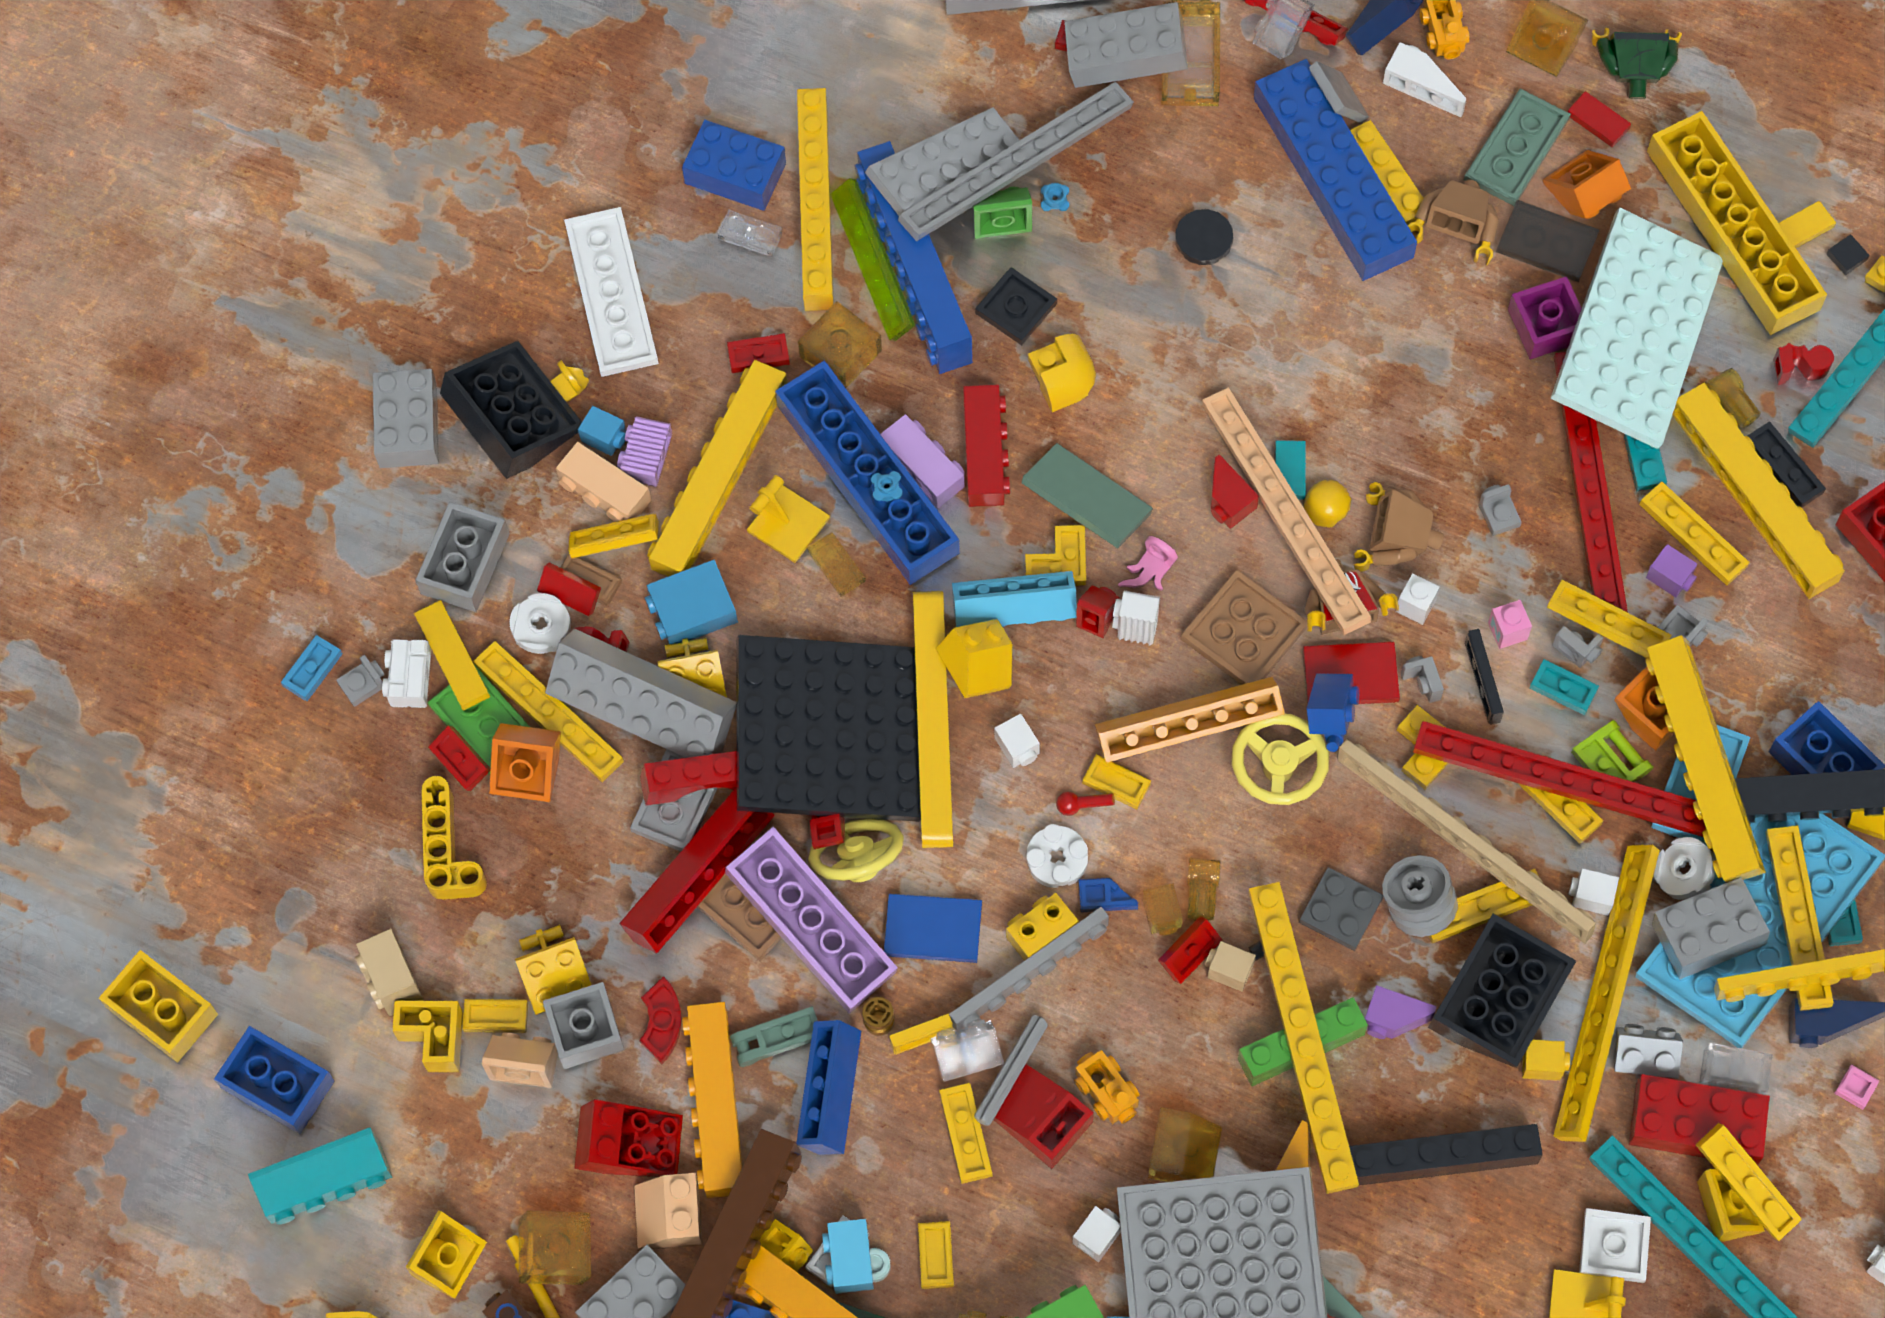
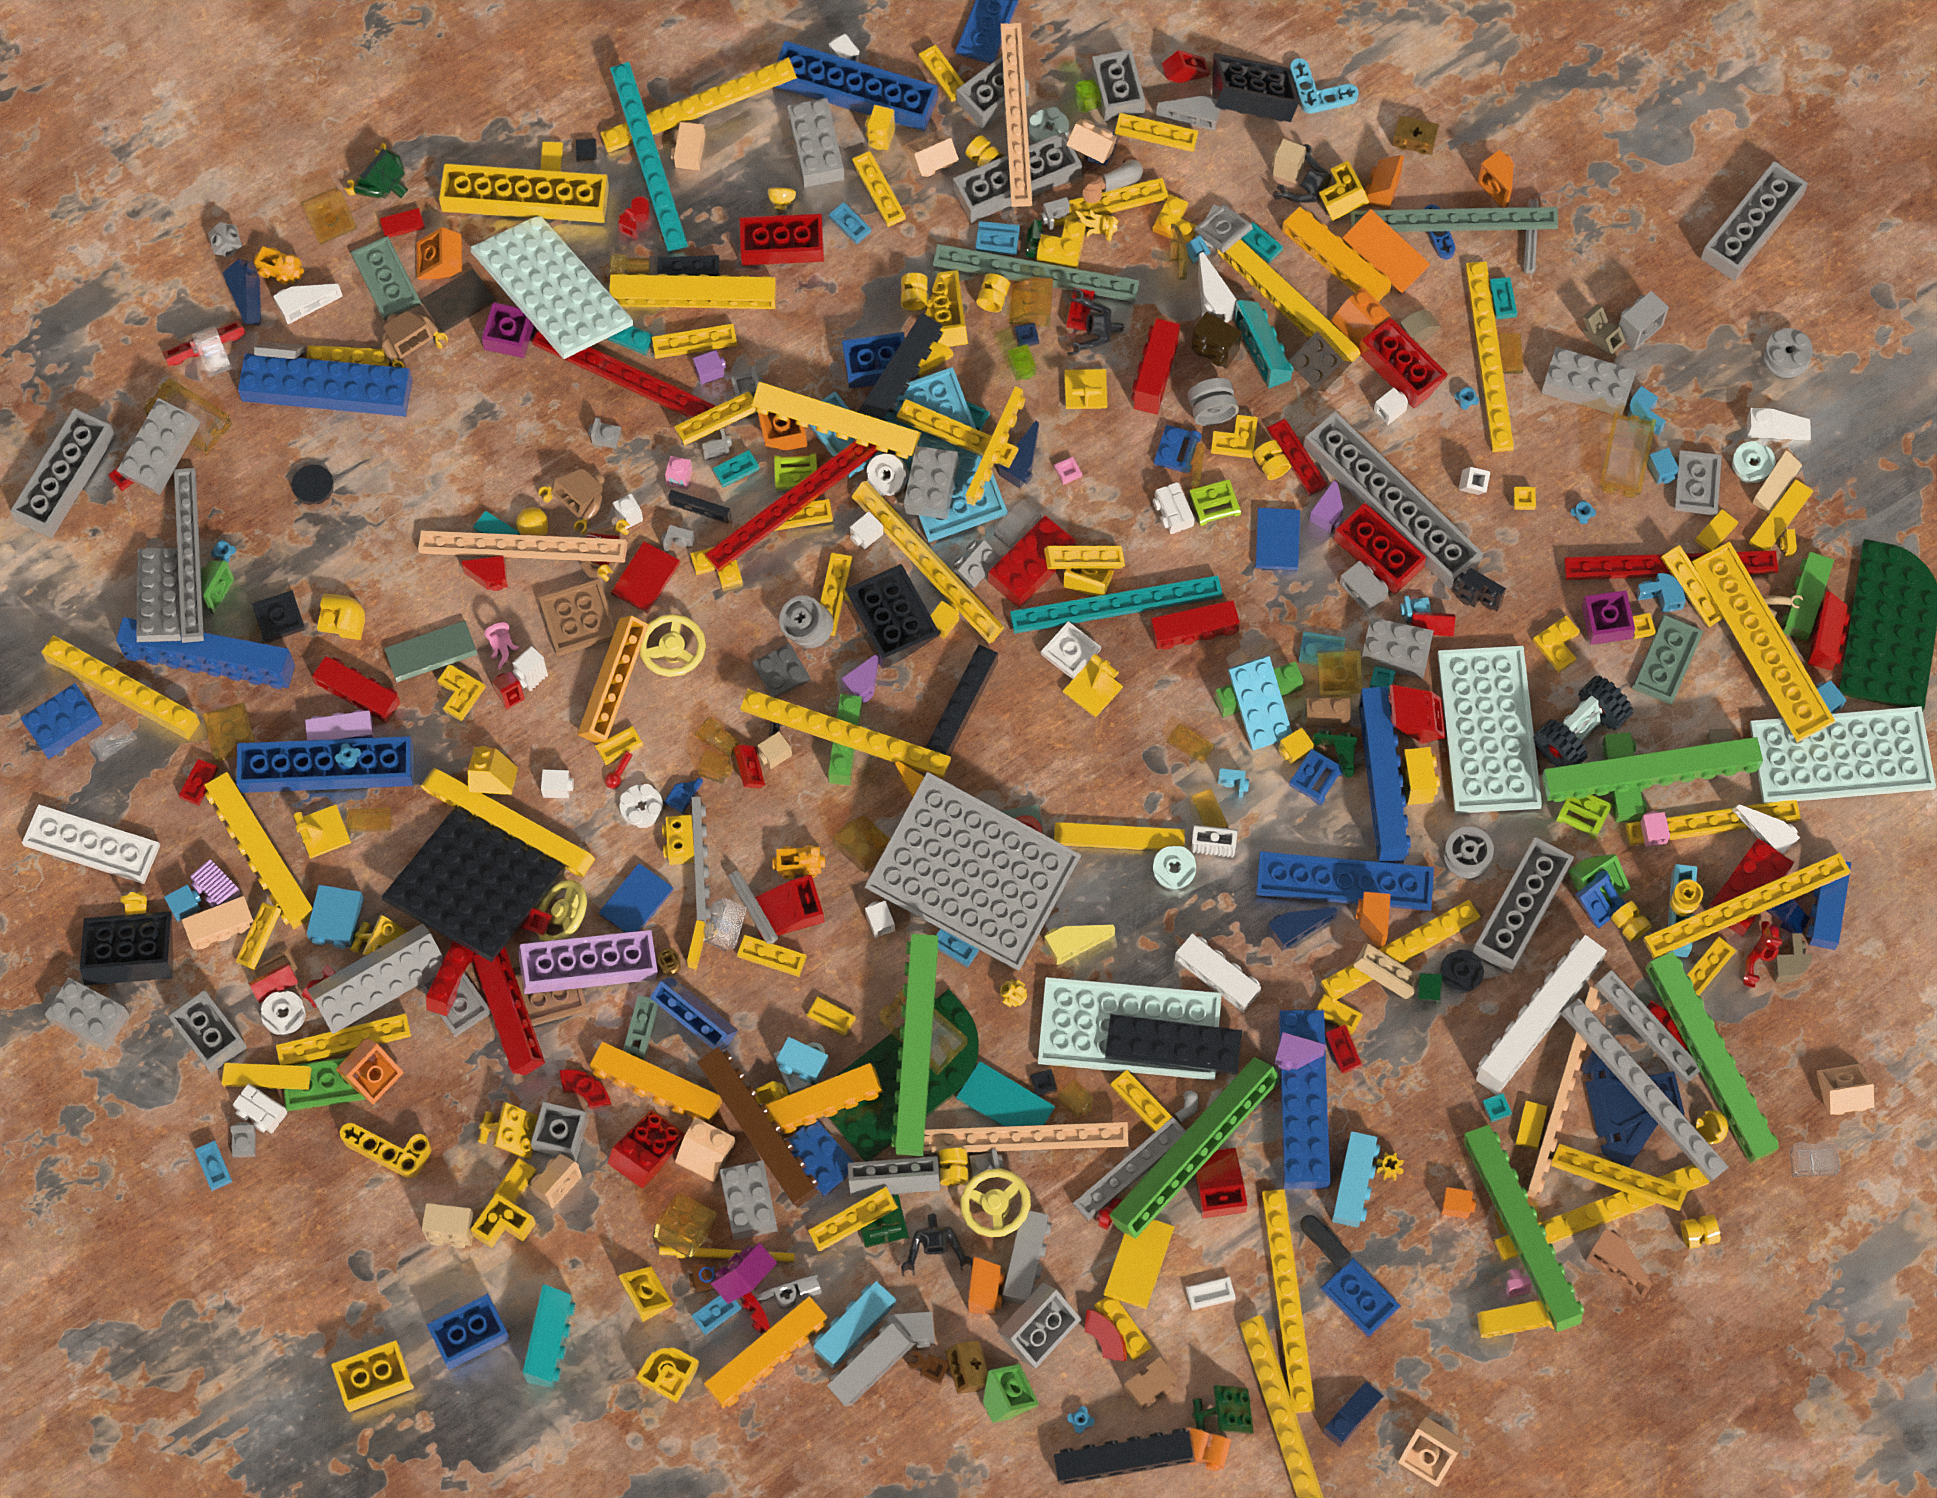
camera: 60 degrees left, 0 degrees up
(459, 758) = (337, 1109): red plate -> none
(872, 259) = (186, 679): clear neon green tile -> none
(1016, 599) = (468, 730): medium azure brick -> none
(1332, 707) = (663, 596): blue brick -> none
(1474, 846) = (784, 579): tan plate -> none

